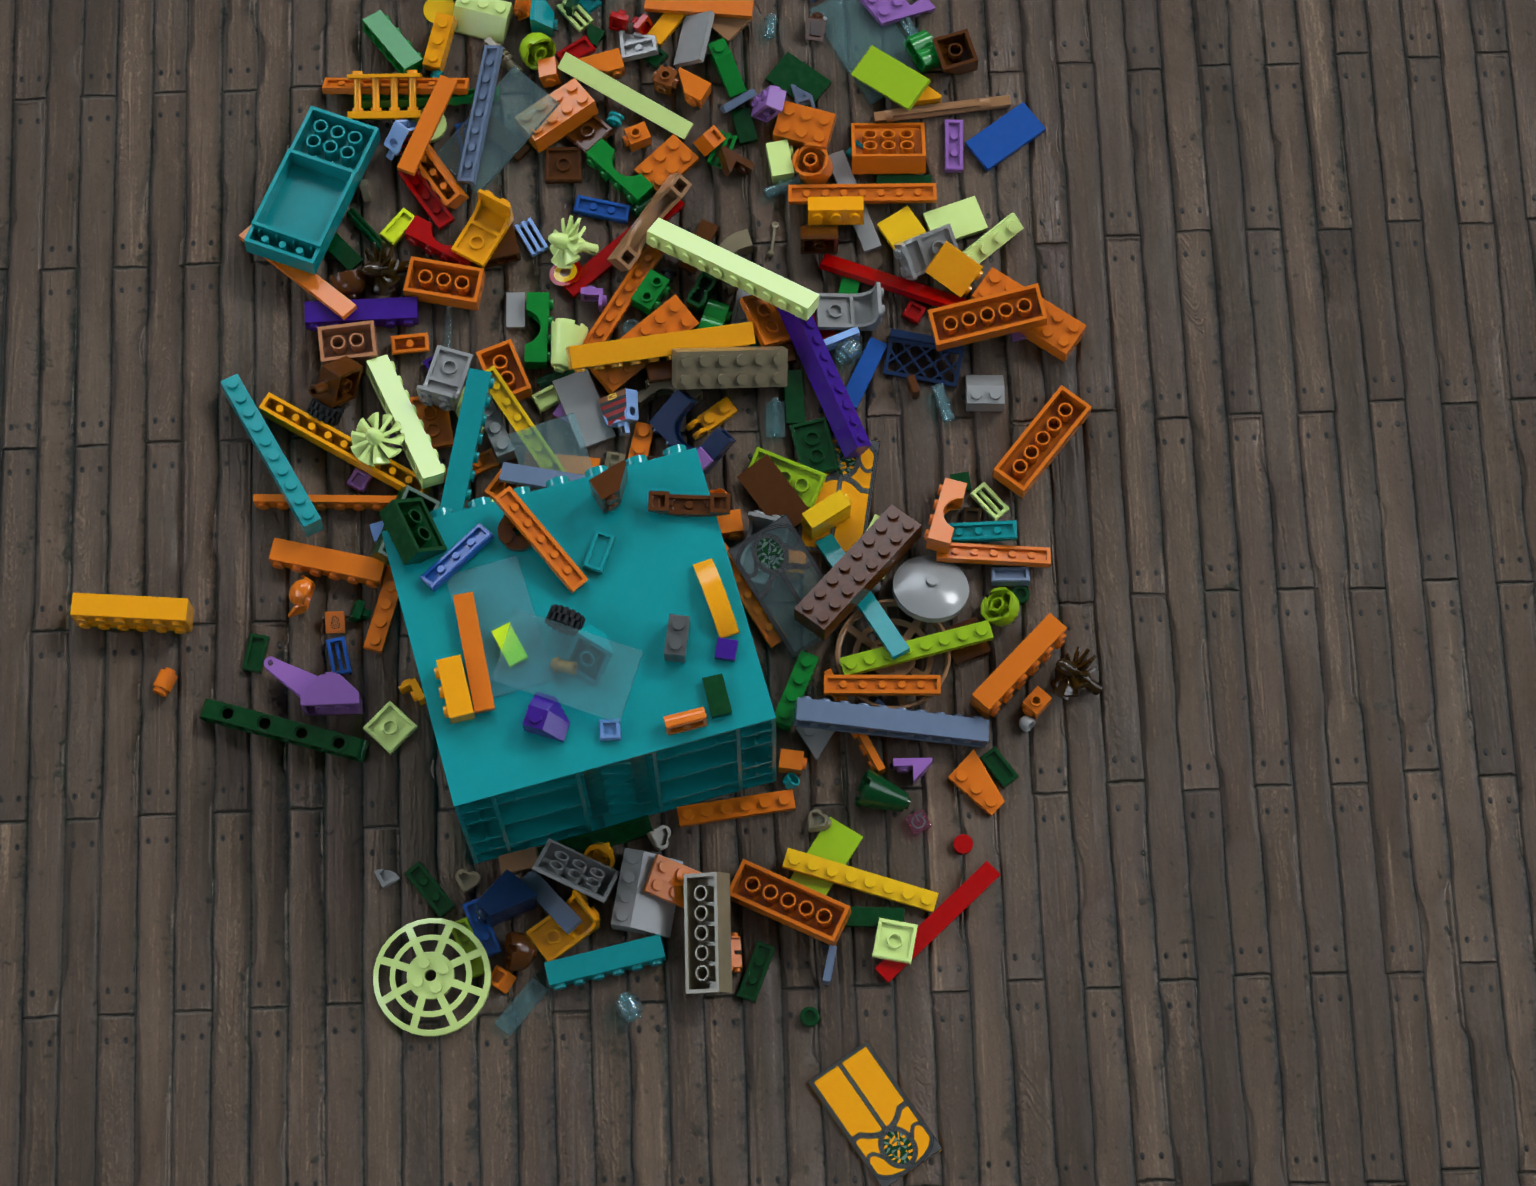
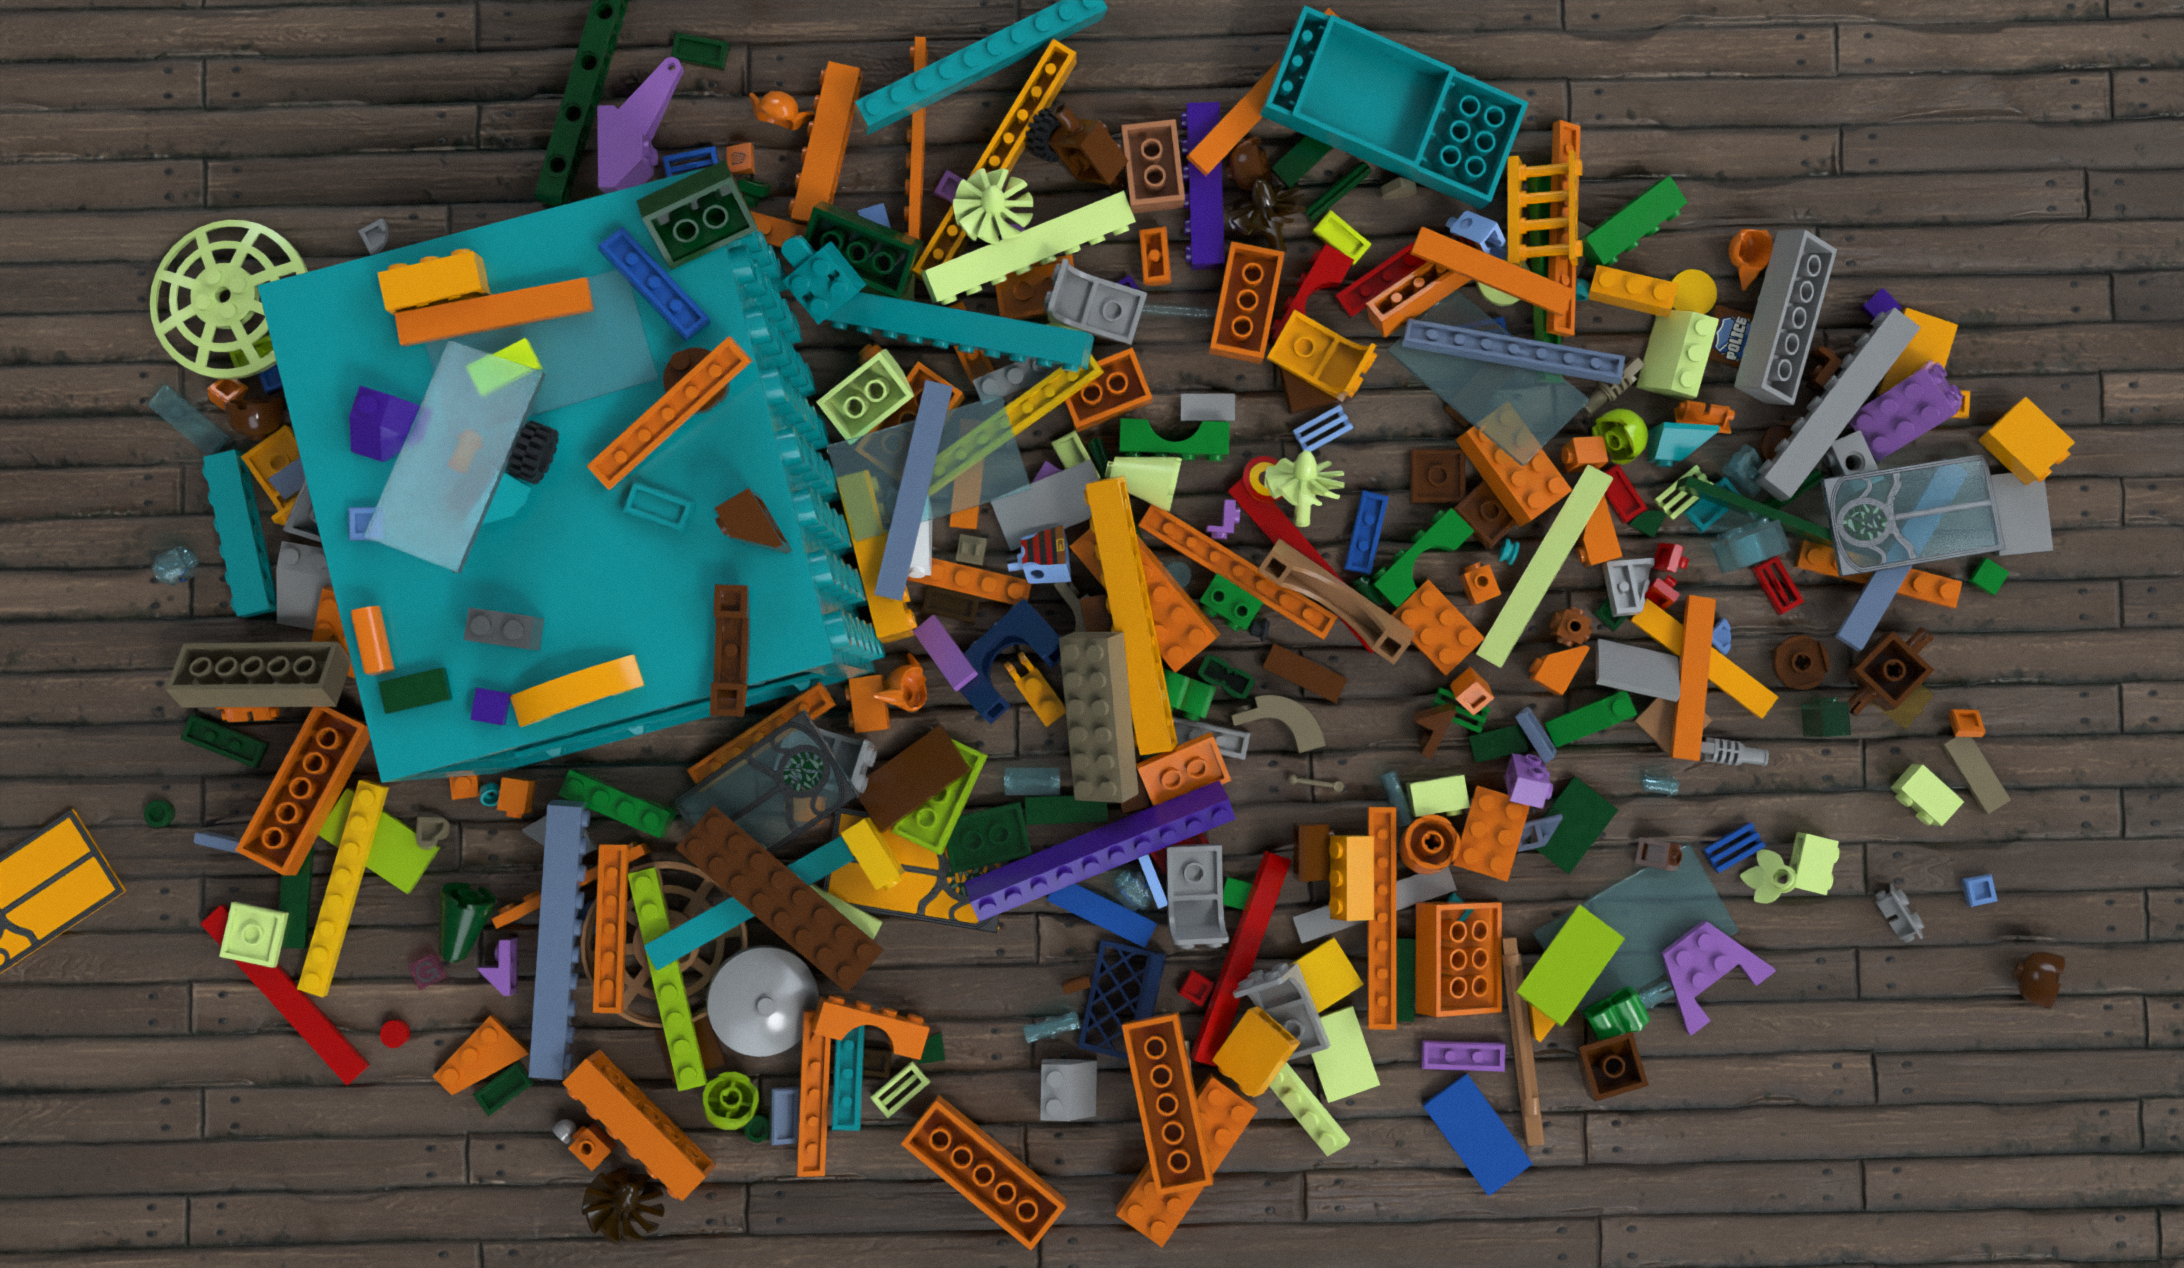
camera: 90 degrees right, 15 degrees up
(732, 269) = (1252, 723): yellowish green brick -> none

